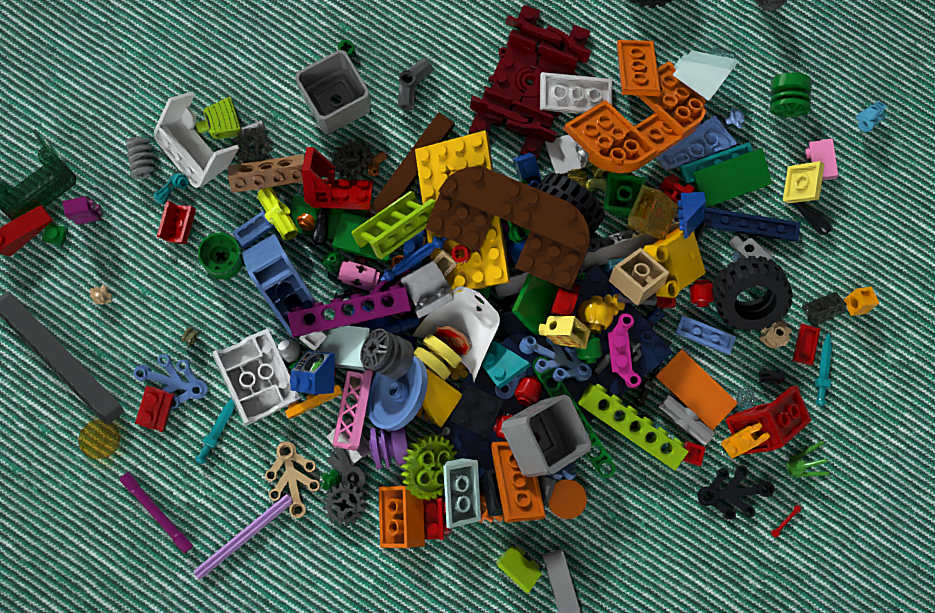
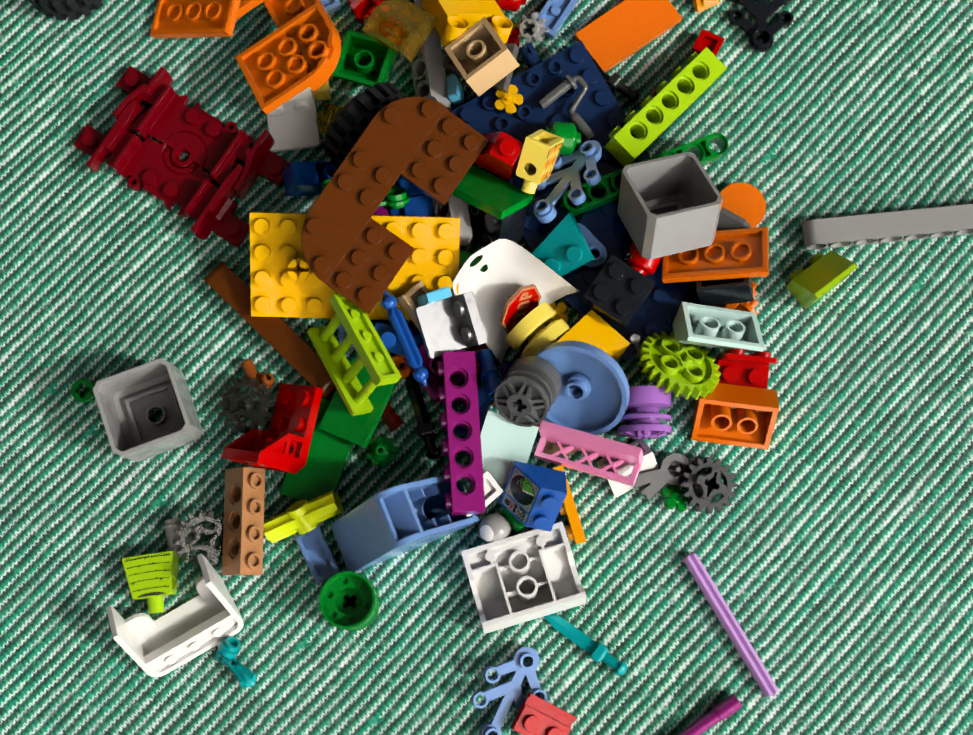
camera: 70 degrees left, 0 degrees up
(139, 157) = (183, 700): light grey piece -> none
(176, 223) = (289, 659): red bracket -> none
(190, 336) = (451, 661): olive bush -> none
(290, 476) = (660, 550): tan plant -> none
(306, 222) = (323, 478): orange plate -> none
(320, 231) = (337, 461): black piece -> none
(350, 273) = (405, 430): bright pink piece -> none
(407, 90) = (163, 317): dark grey piece -> none
(446, 273) = (434, 296): none -> medium azure tile
(456, 249) = (403, 271): red bush -> none
(528, 391) = (602, 223): red head -> none
(572, 92) = (213, 100): white tile -> none
(595, 314) = (519, 118): yellow plant -> none
(596, 183) = (342, 91): yellowish green arm -> none
(620, 351) = (571, 99): dark pink plate -> none
(677, 314) = (526, 25): none -> light grey gear
(686, 420) = (665, 45): light grey piece -> none

